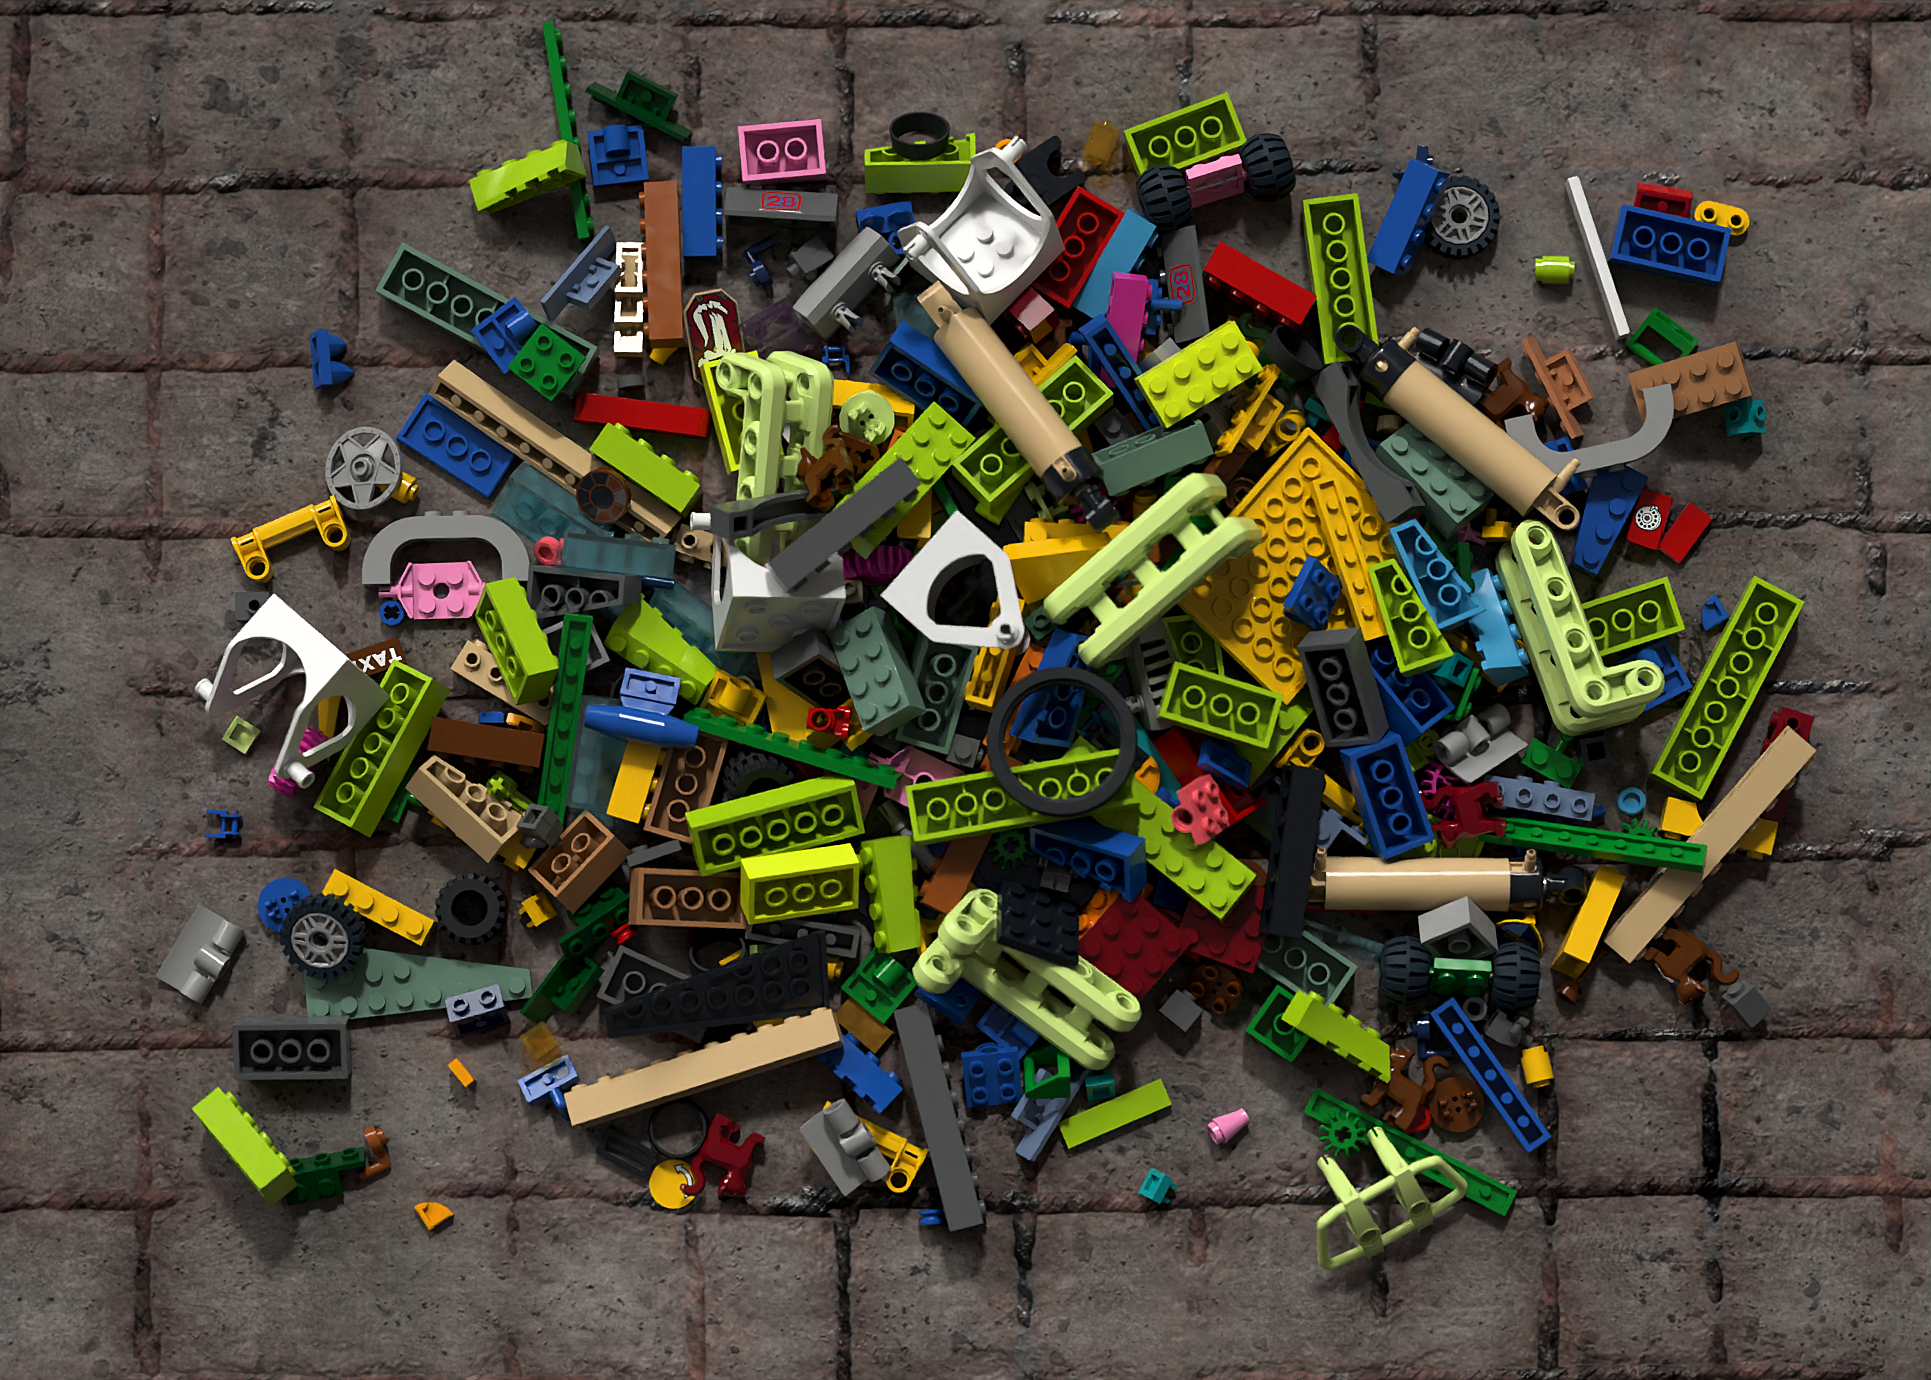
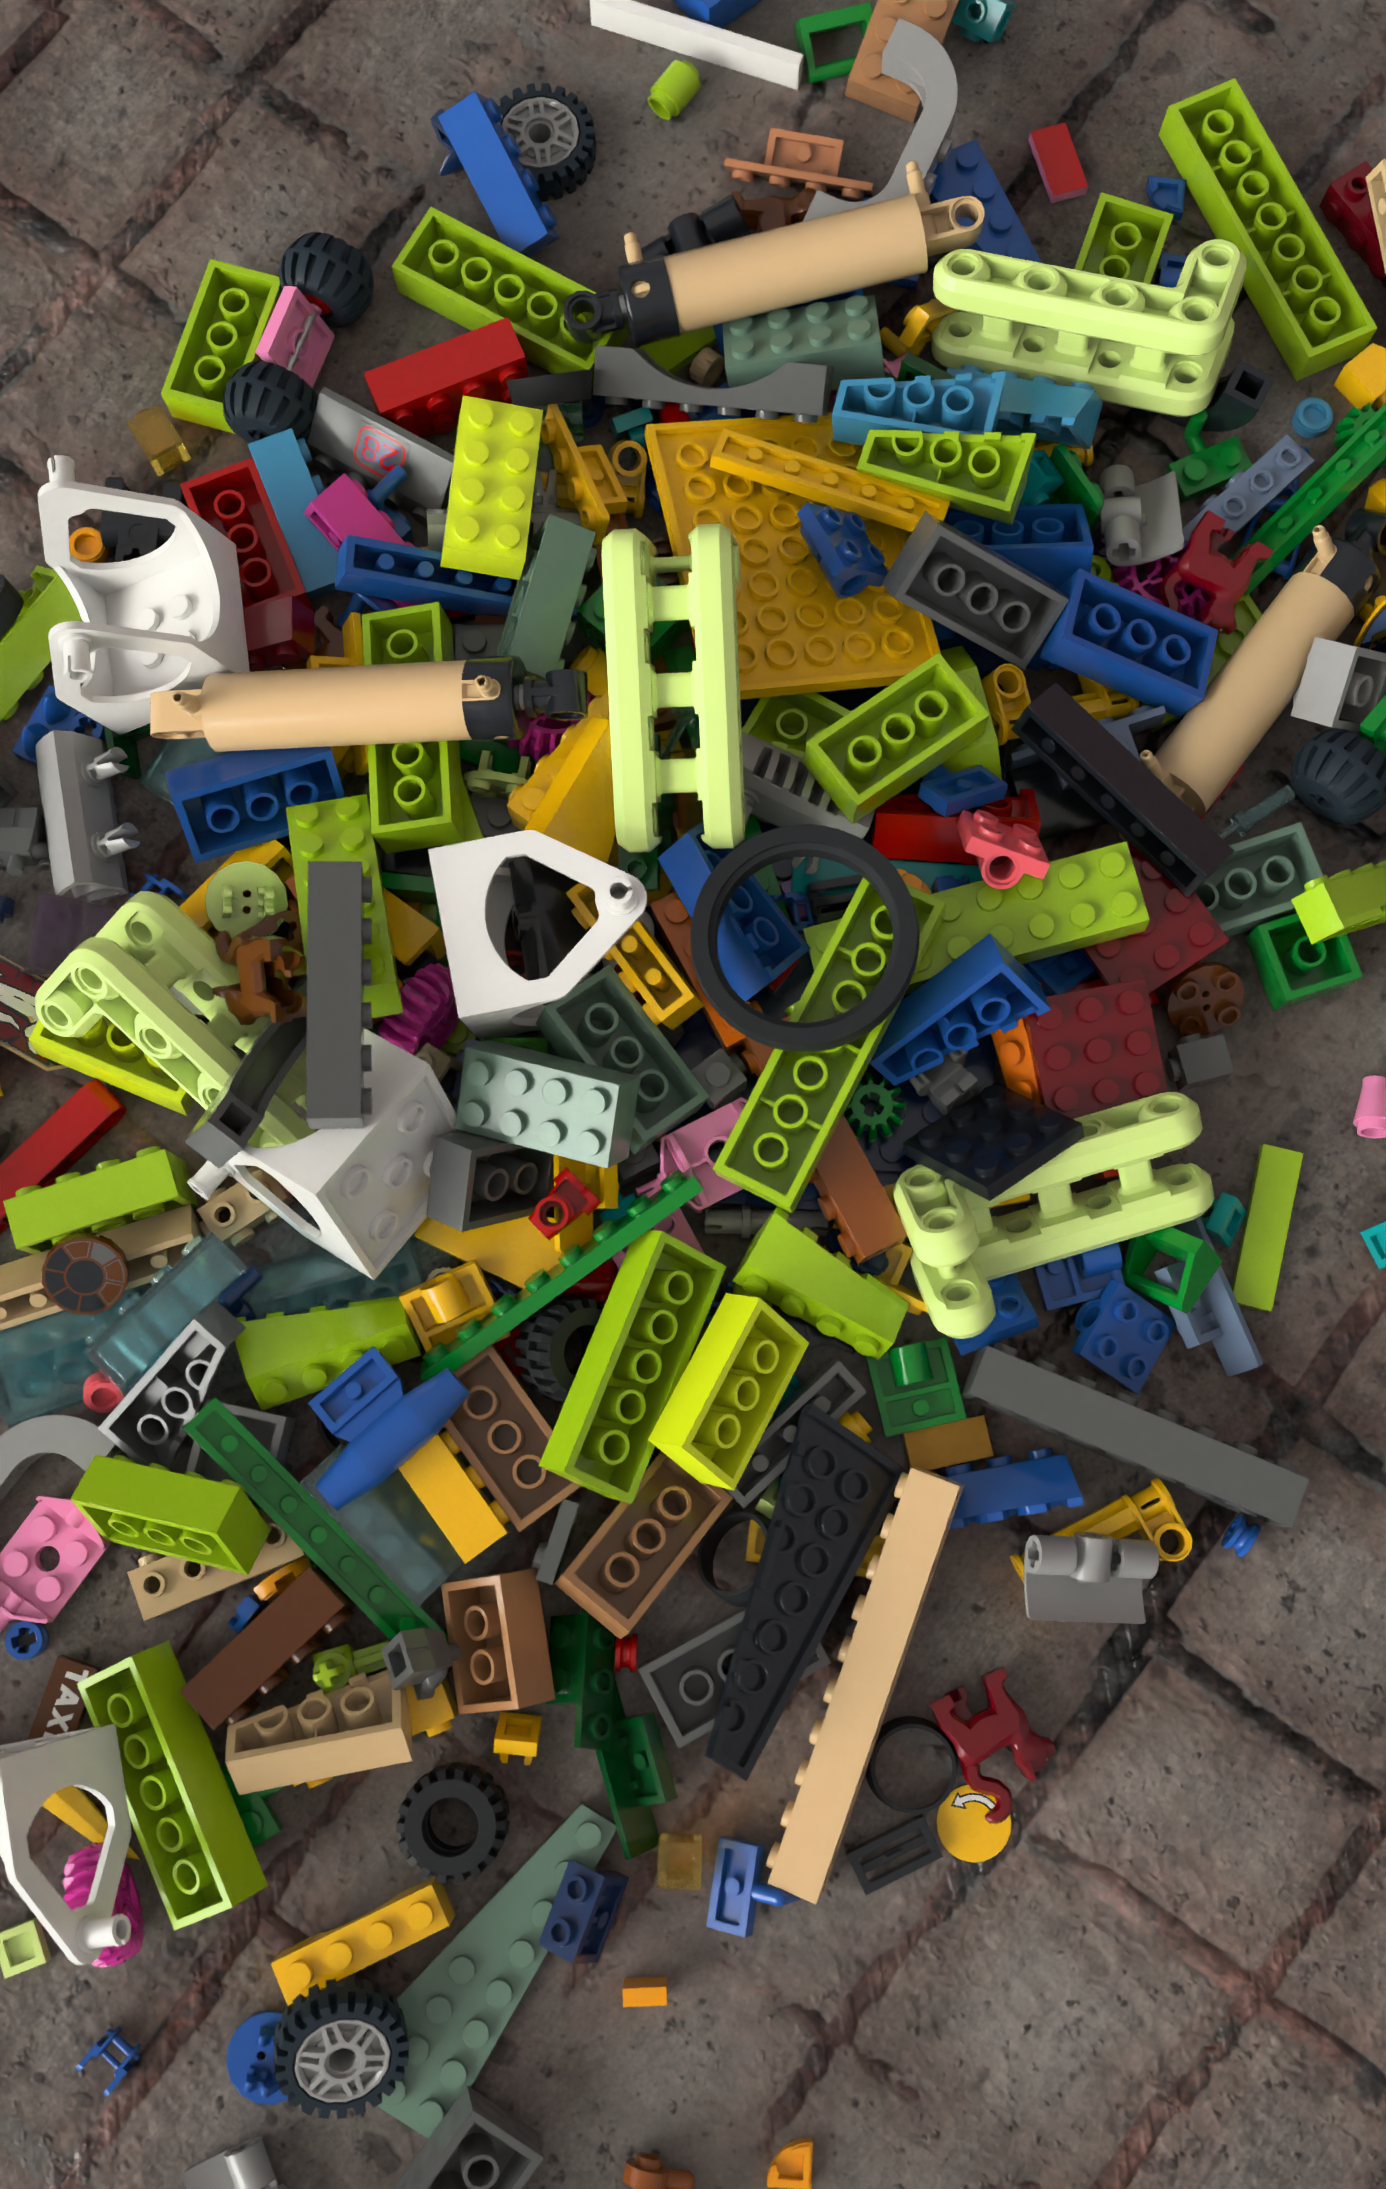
camera: 50 degrees left, 5 degrees down
(1649, 519) = (1021, 182): red slope -> none

